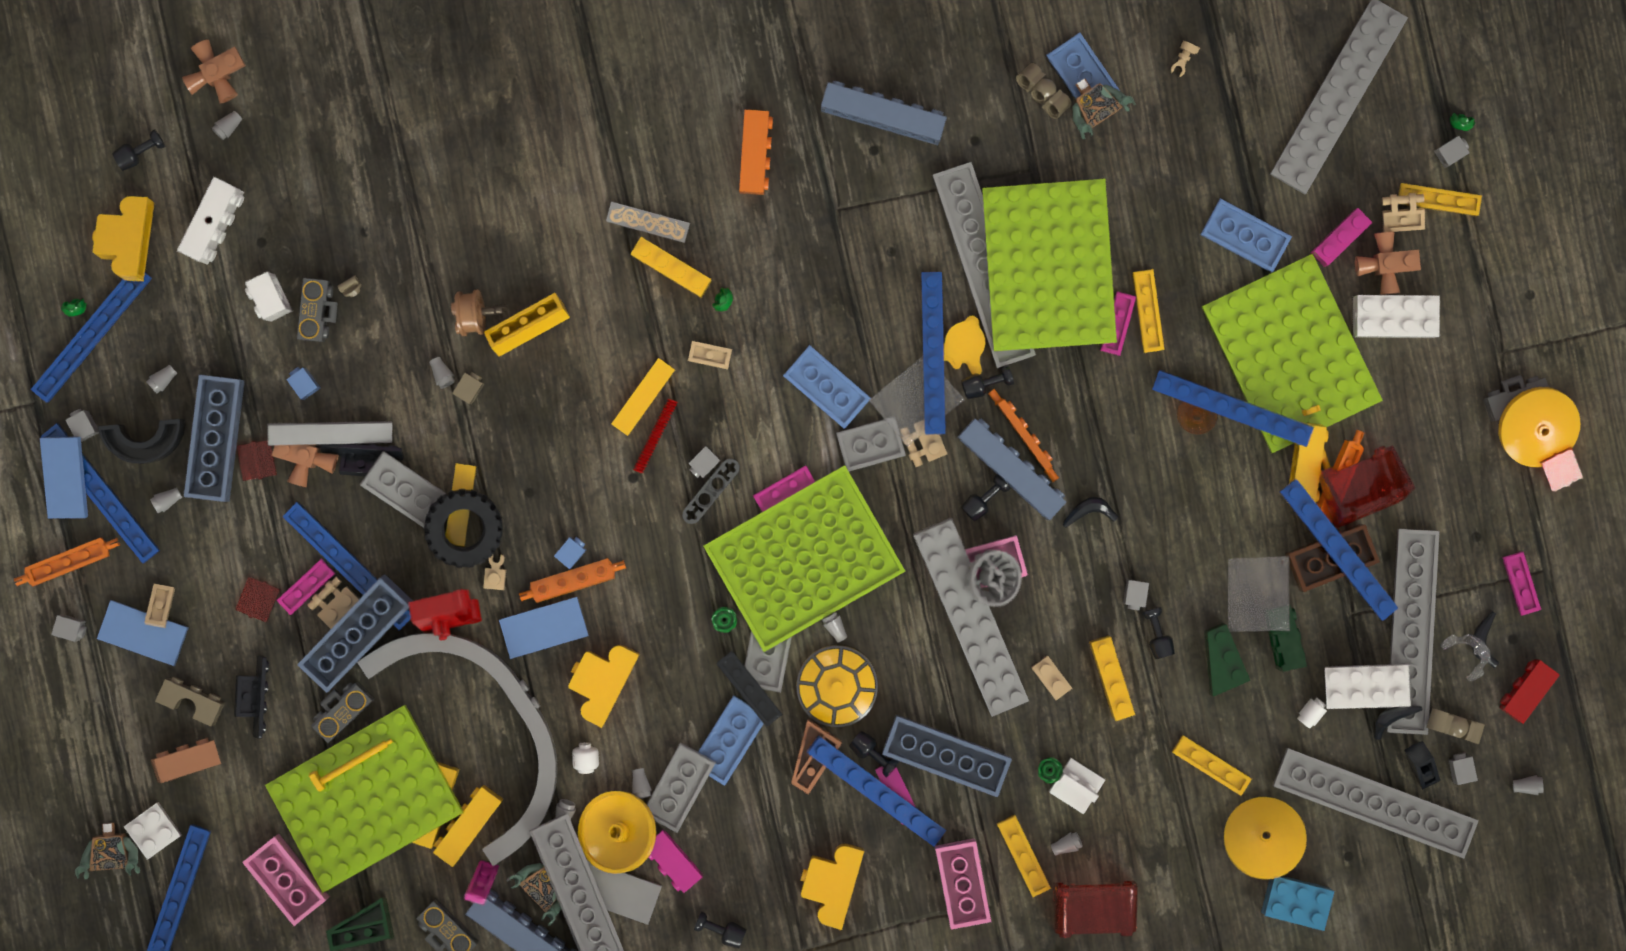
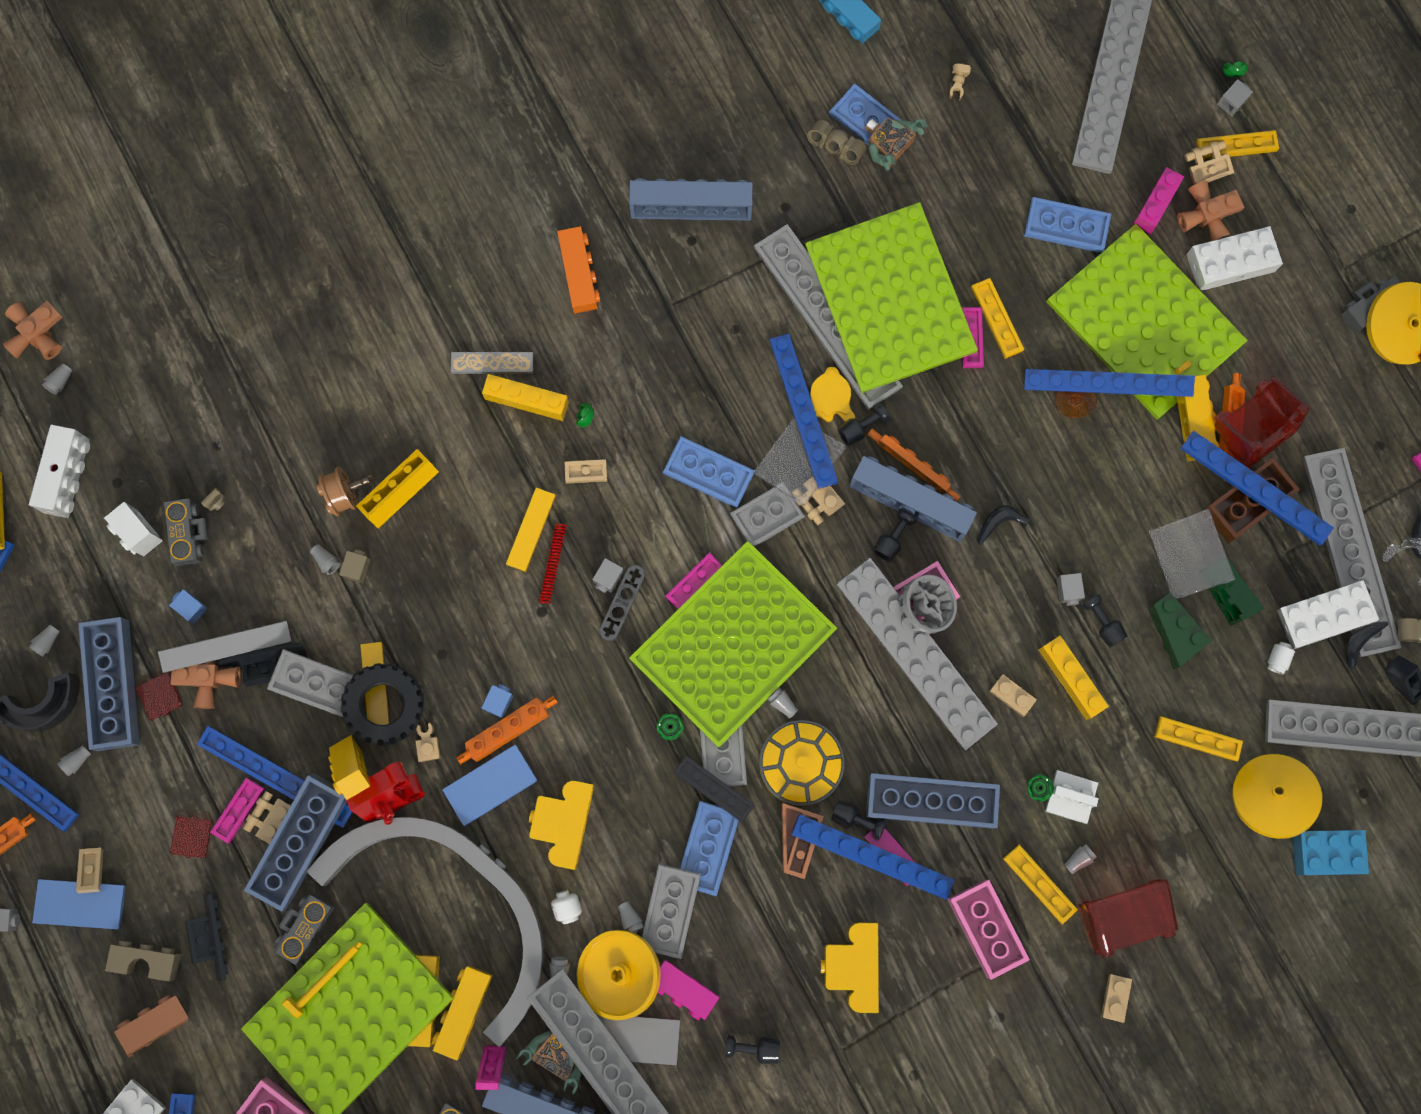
camera: 15 degrees left, 10 degrees down
(418, 580) = (348, 768): none -> yellow brick

